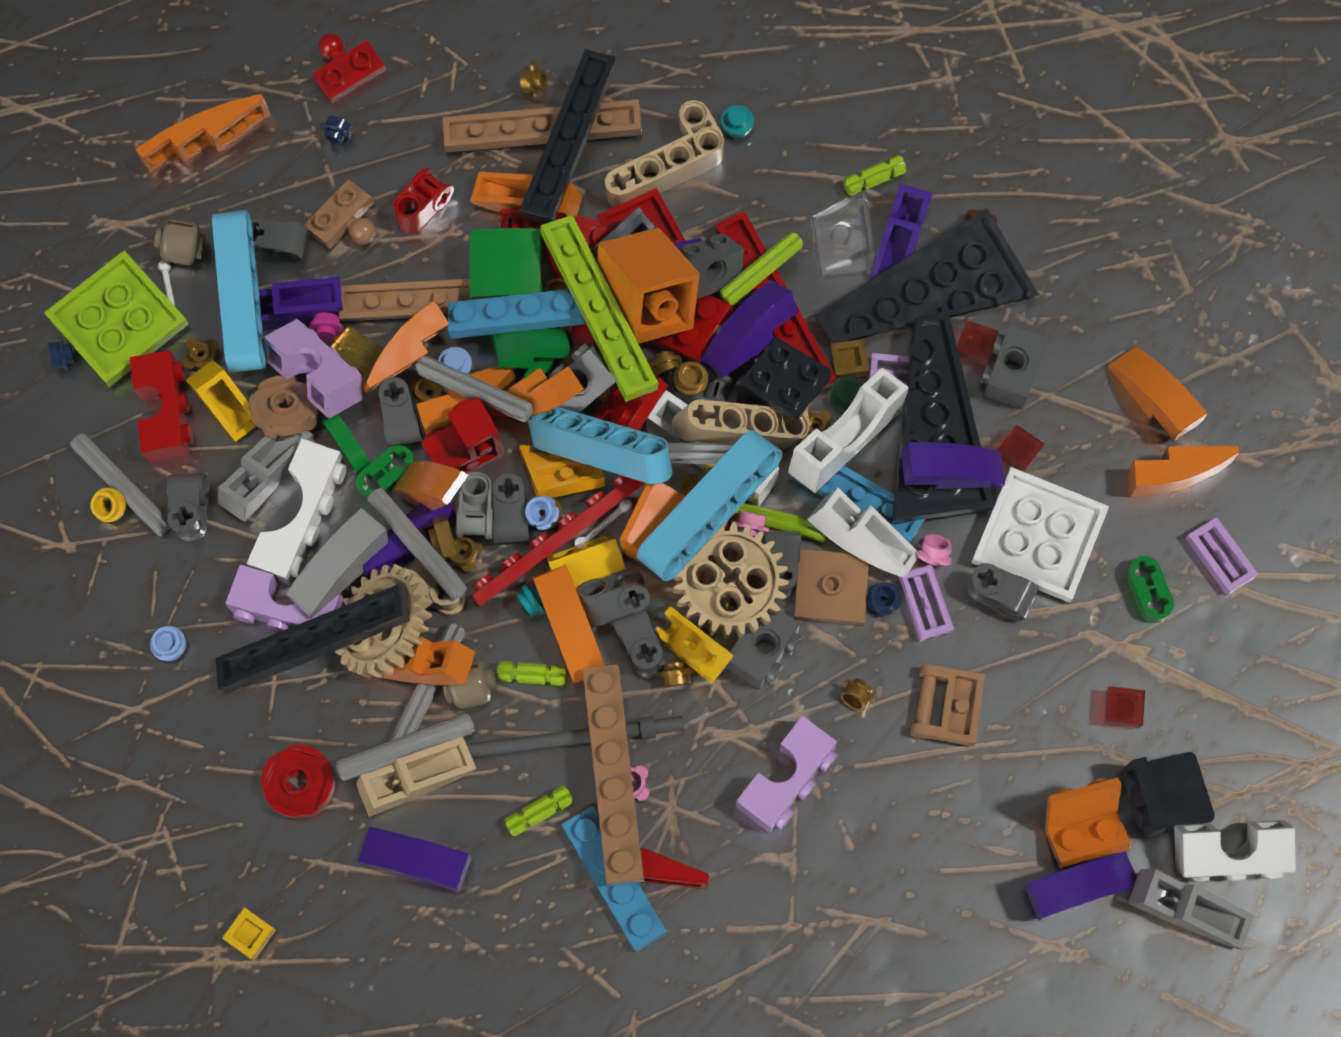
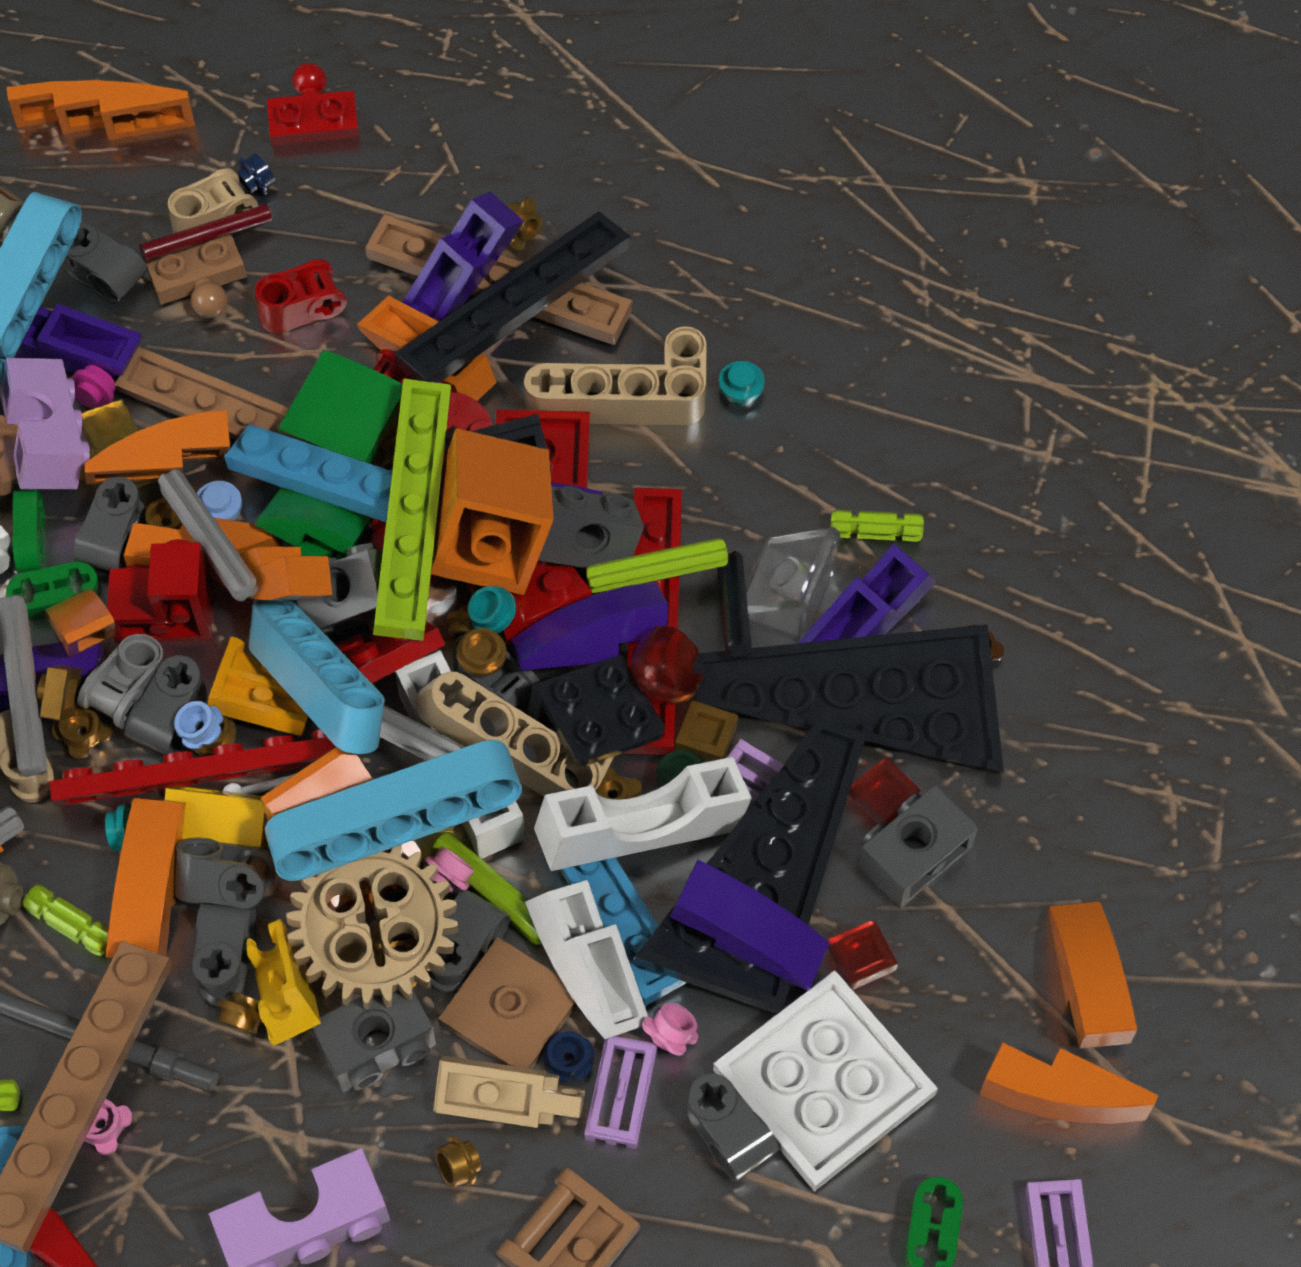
camera: 25 degrees right, 10 degrees down
(325, 162) = (208, 200): none -> tan piece
(332, 186) = (205, 232): none -> dark red bar
(520, 124) = (463, 257): none -> dark purple slope
(681, 347) = (492, 608): none -> teal plate
(806, 332) = (664, 665): none -> clear red hair
(824, 272) = (734, 607): none -> black axle
(860, 640) = (503, 1093): none -> tan hinge

